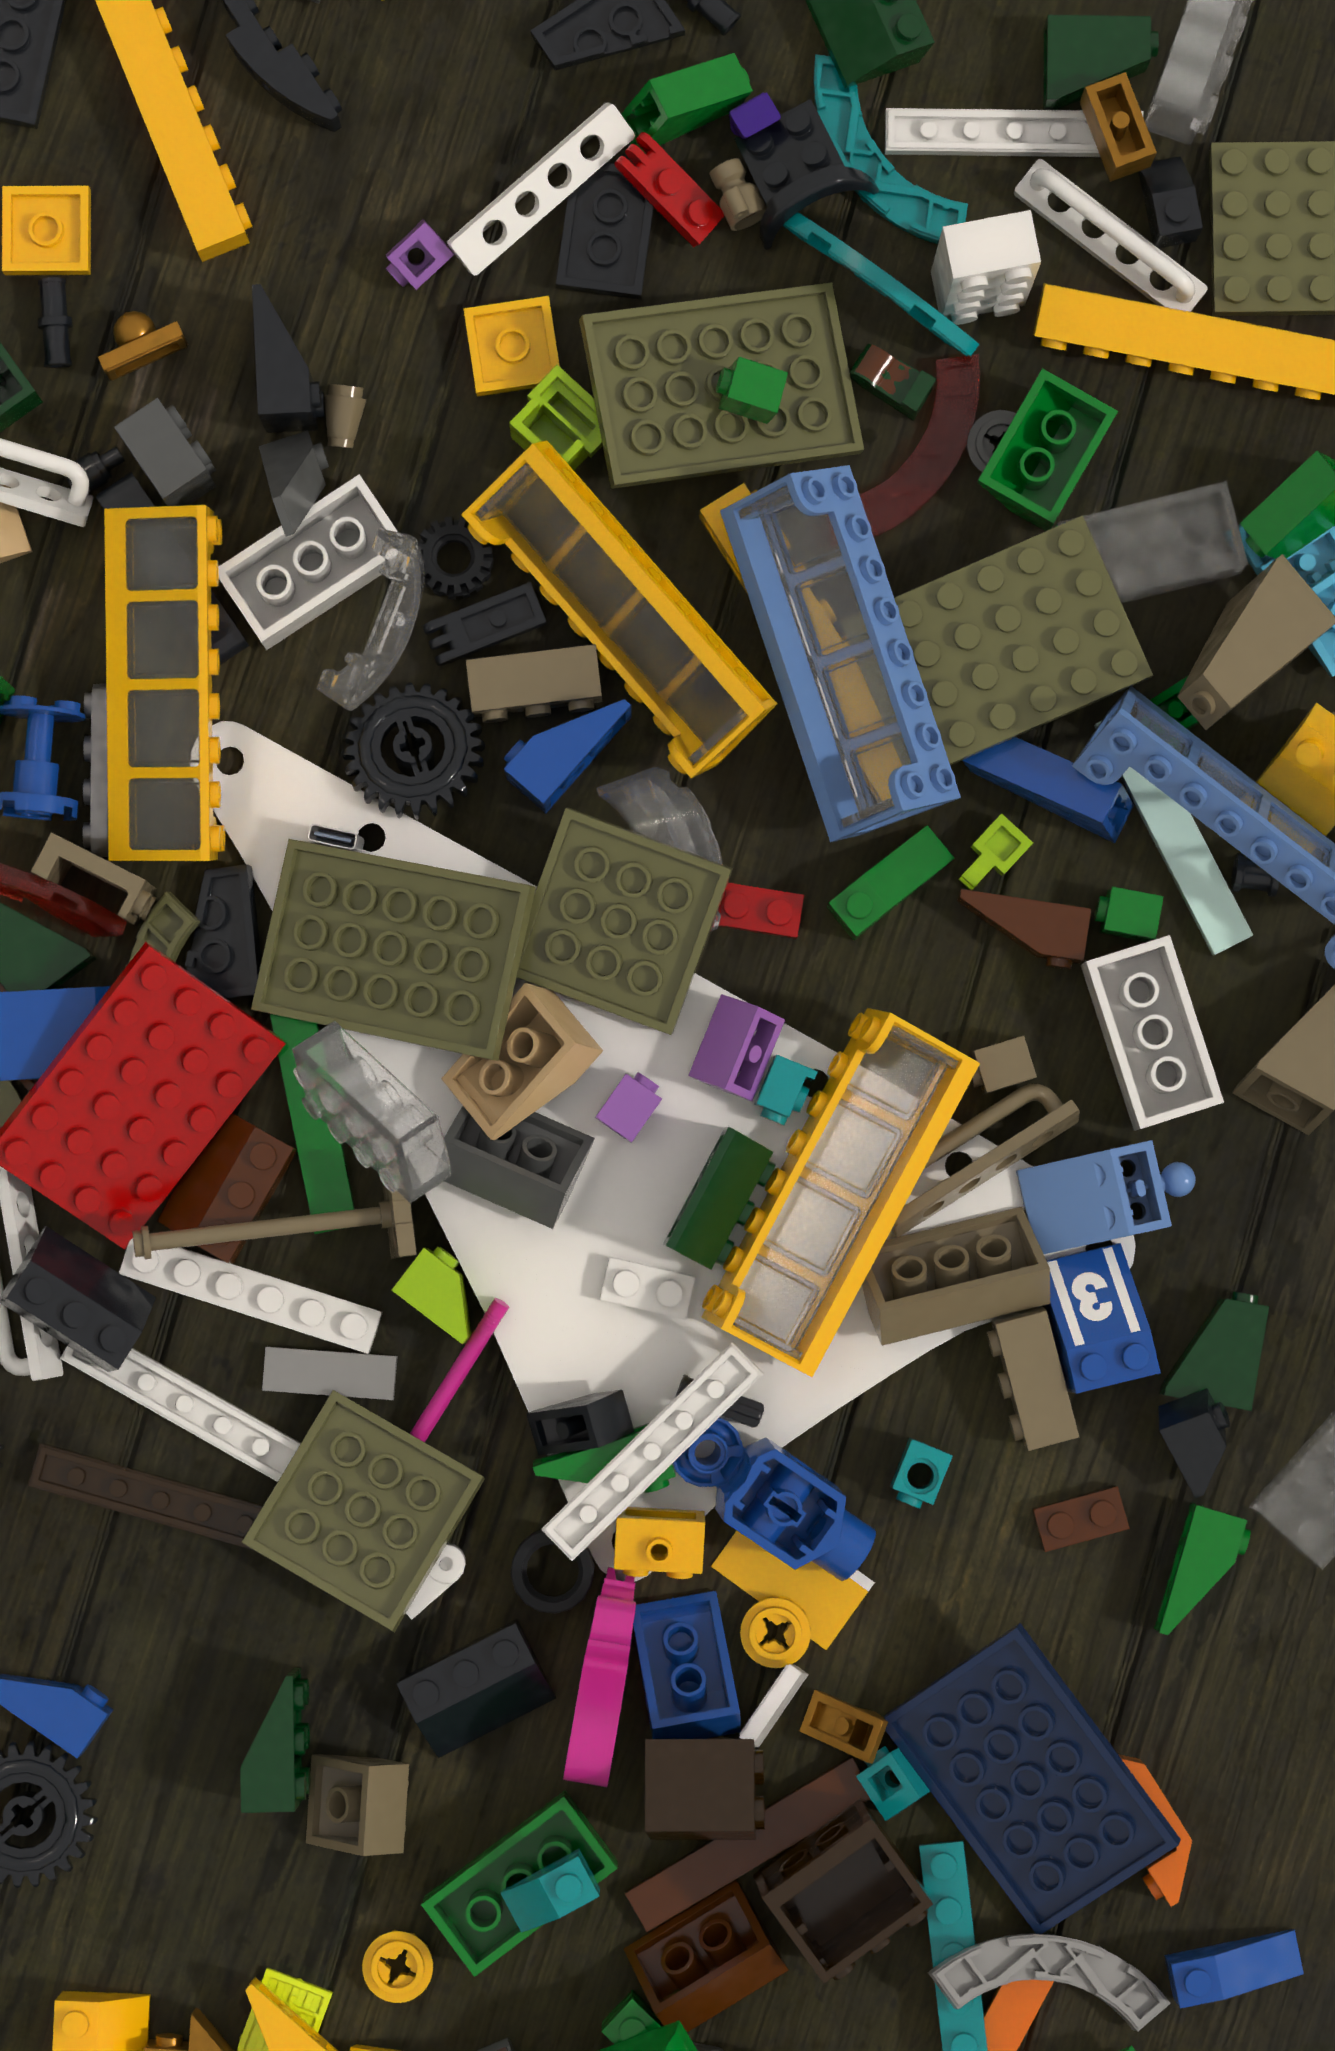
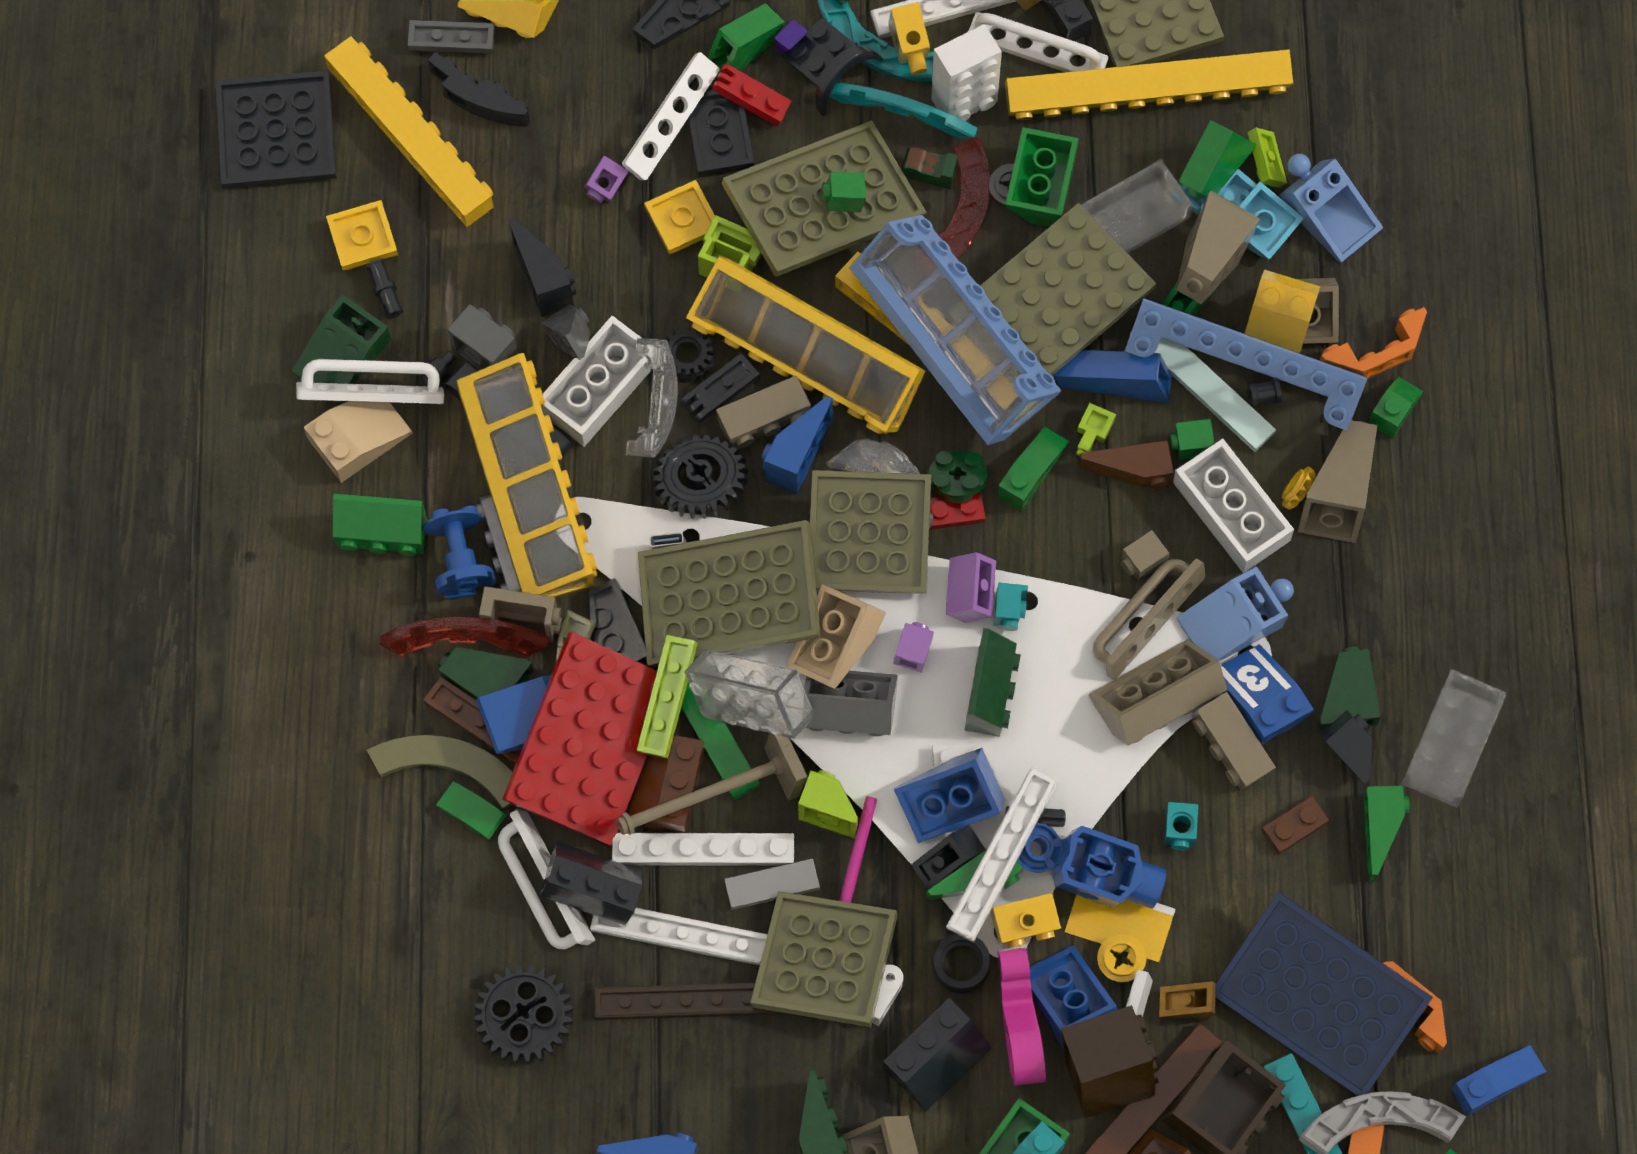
camera: 15 degrees left, 15 degrees down
(140, 344) = (444, 285): pearl gold tile -> none
(259, 1072) = (666, 697): none -> lime plate
(343, 414) = (588, 288): dark tan cone -> none
(611, 1342) = (951, 796): none -> blue slope
(741, 200) = (798, 89): dark tan piece -> none
(774, 840) = (958, 462): none -> dark green plate
(839, 1189) = (1066, 655): window -> none
(885, 1794) = (1223, 1018): teal brick -> none
(927, 157) = (906, 29): none -> yellow torso
(1253, 1035) = (1298, 487): none -> yellow gear

